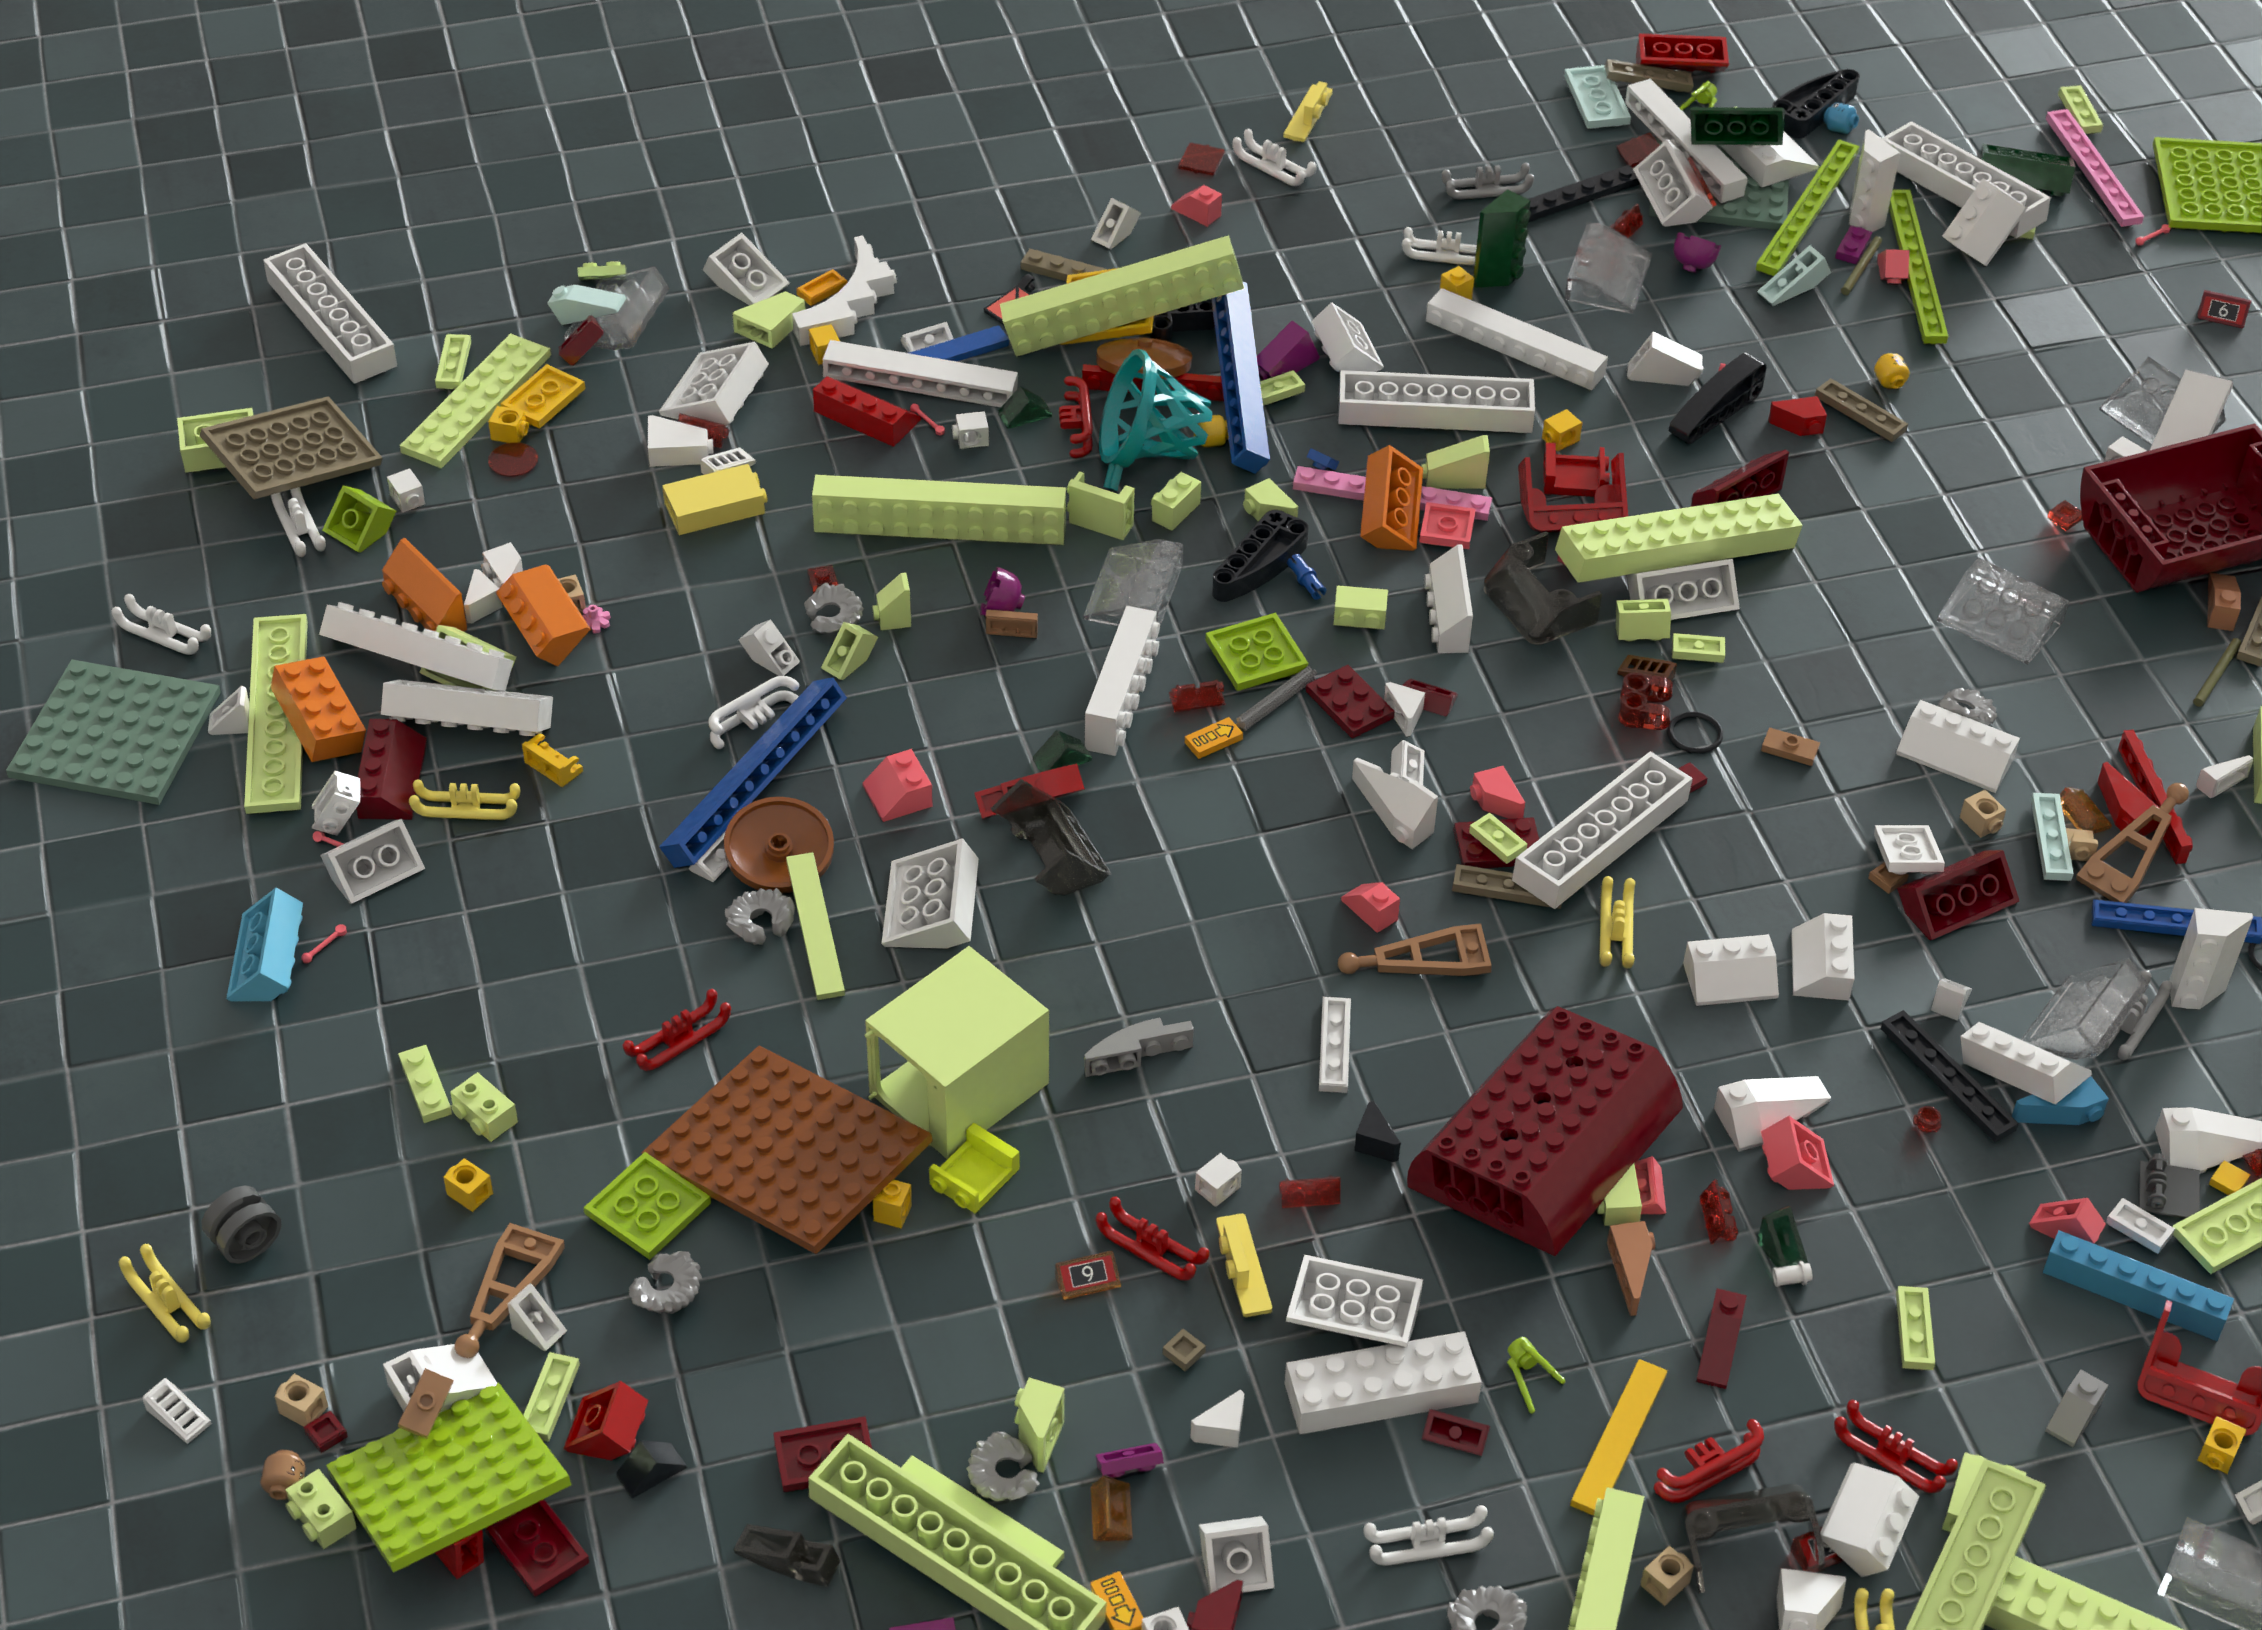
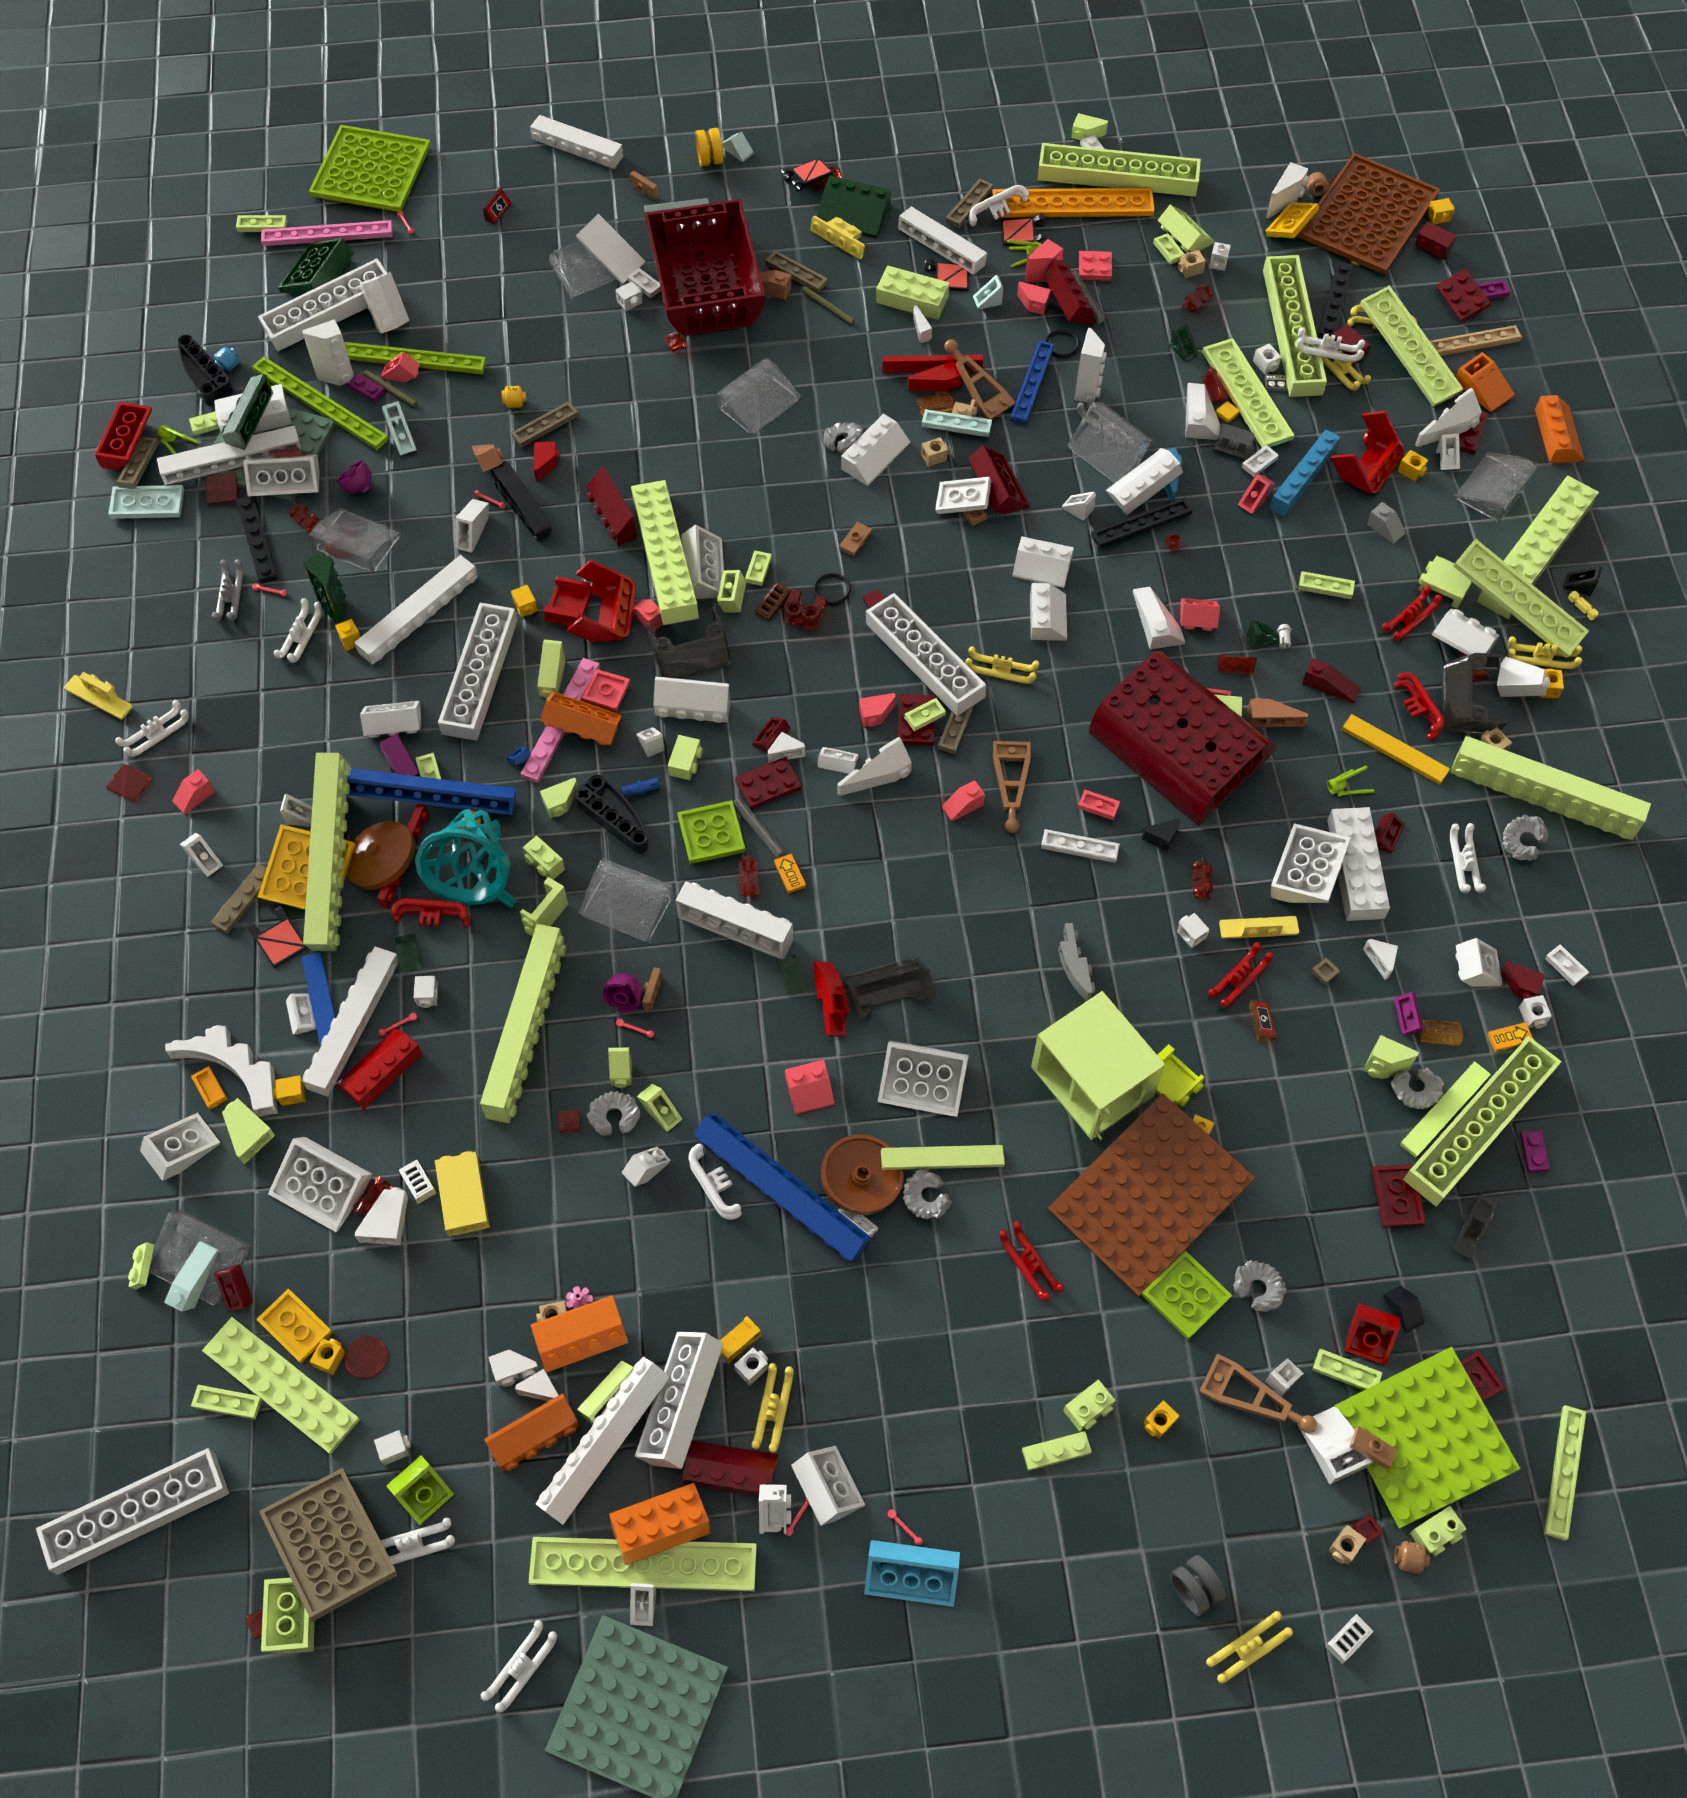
camera: 80 degrees left, 15 degrees up
(517, 770) = (751, 1375): none -> white brick
(963, 607) = (620, 1023): none -> coral hinge
(1379, 575) = (651, 741): none -> white slope
(1407, 1057) = (1098, 804): none -> coral plate
(1763, 346) = (487, 456): none -> nougat slope

